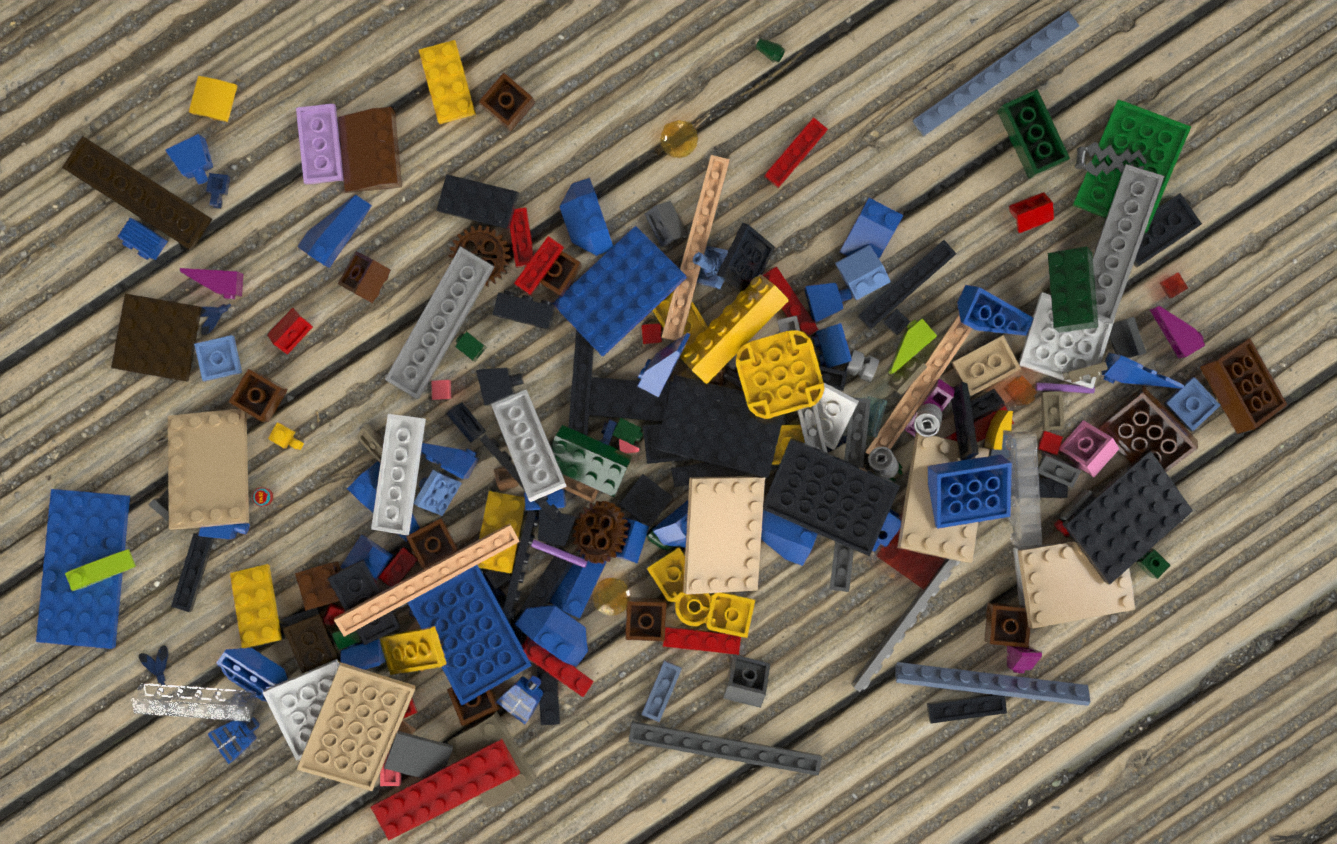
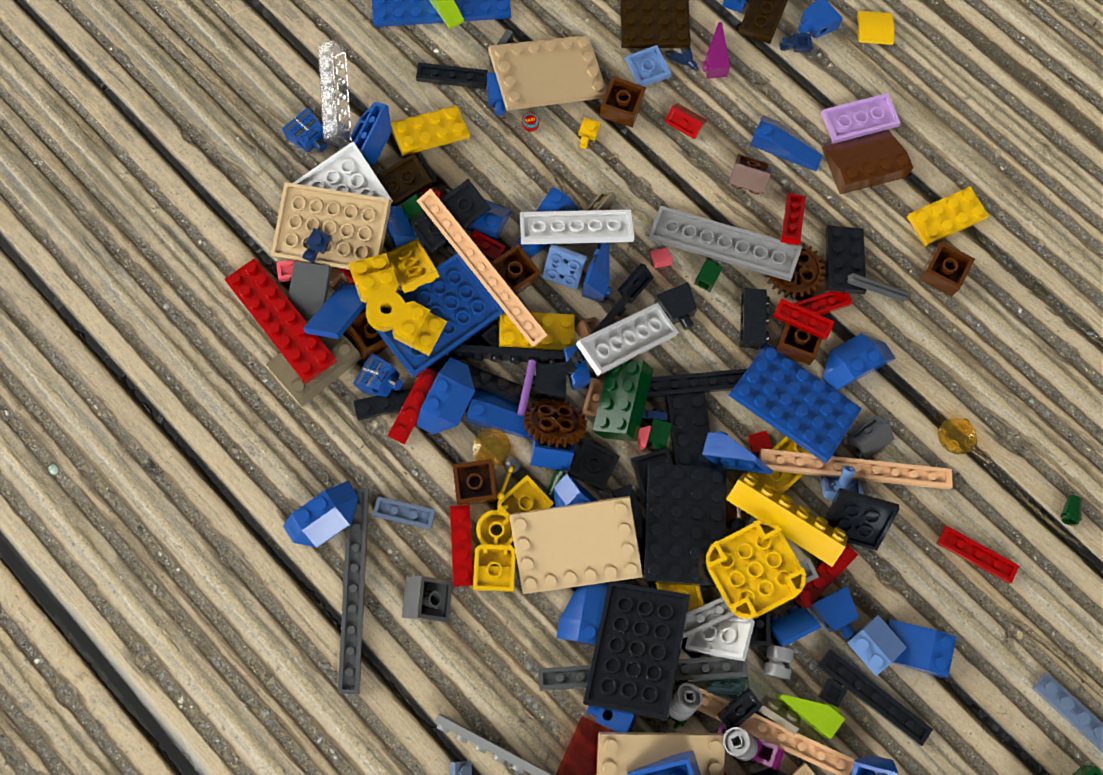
camera: 70 degrees right, 15 degrees down
(156, 667) = (363, 62): dark blue piece -> none
(316, 587) = (455, 173): reddish brown brick -> none
(371, 742) = (317, 243): none -> dark blue plate
(426, 247) = (793, 219): none -> red plate
(436, 689) = (408, 321): none -> yellow plate
(447, 728) = (336, 313): none -> blue tile
(515, 178) = (878, 287): none -> dark grey axle
(634, 580) = (511, 466): none -> hinge
(652, 768) = (323, 516): none -> blue wedge
(898, 413) = (739, 709): none -> black plate

